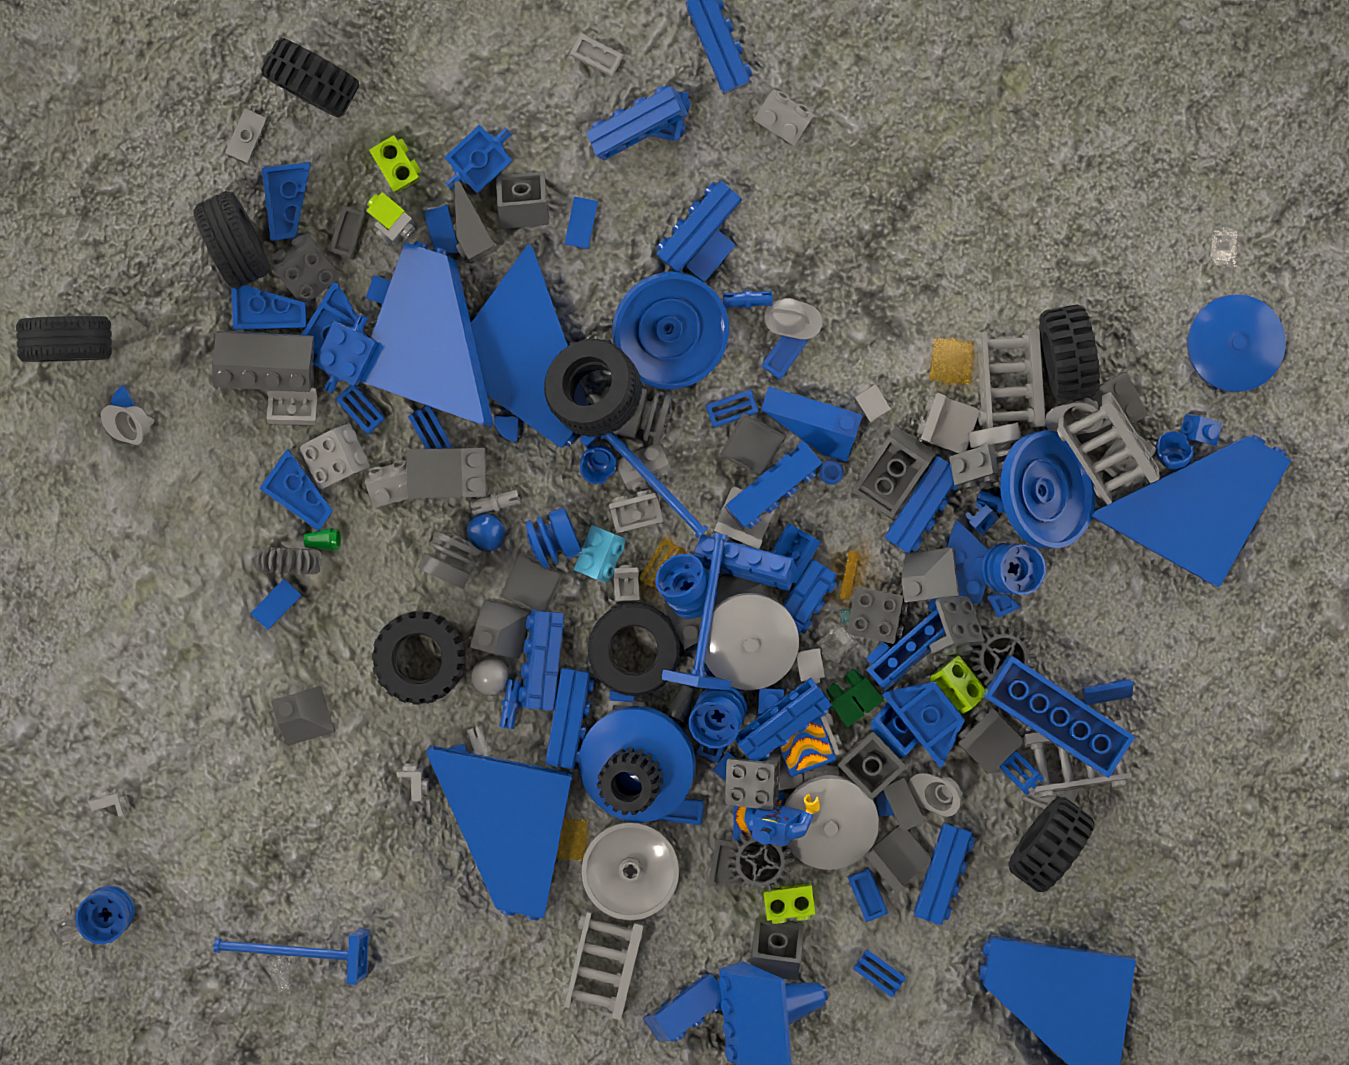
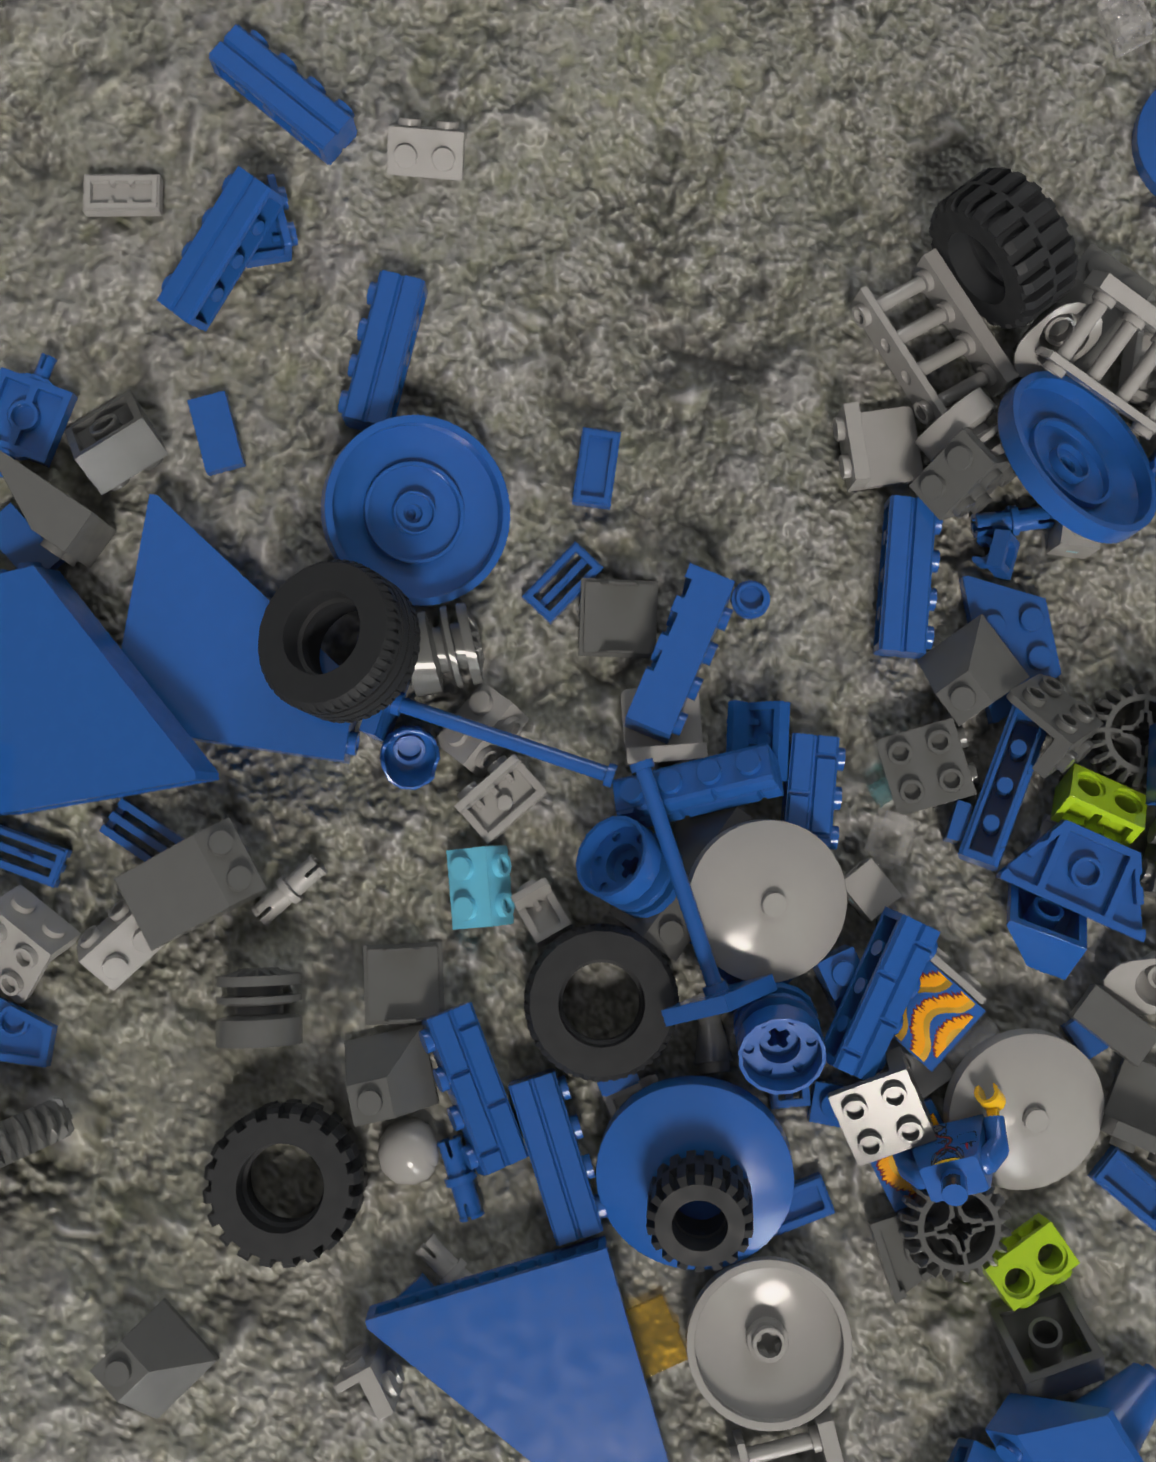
camera: 30 degrees left, 5 degrees down
(276, 604) = (37, 1210): blue tile -> none
(324, 539) = (63, 1075): green cone -> none
(486, 532) = (298, 941): blue hair -> none
(507, 427) = (254, 772): blue tile -> none
(553, 538) = (397, 898): blue wheel -> none
(650, 582) = (578, 822): clear yellow tile -> none
(710, 256) = (423, 382): blue tile -> none
(747, 299) = (506, 418): blue pin -> none
(793, 319) = (583, 413): light grey piece -> none
(819, 424) = (710, 533): blue wedge -> none
(848, 576) = (854, 730): clear yellow tile -> none
(861, 690) = (964, 888): dark green hips -> none
(871, 402) = (755, 471): light grey brick -> none
(871, 765) = (1041, 990): dark grey slope -> none
(893, 472) = (839, 553): dark grey slope -> none
(951, 361) = (834, 362): clear yellow piece -> none
(1002, 604) = (1091, 661): blue tile -> none
(1013, 568) = (1088, 596): blue wheel -> none

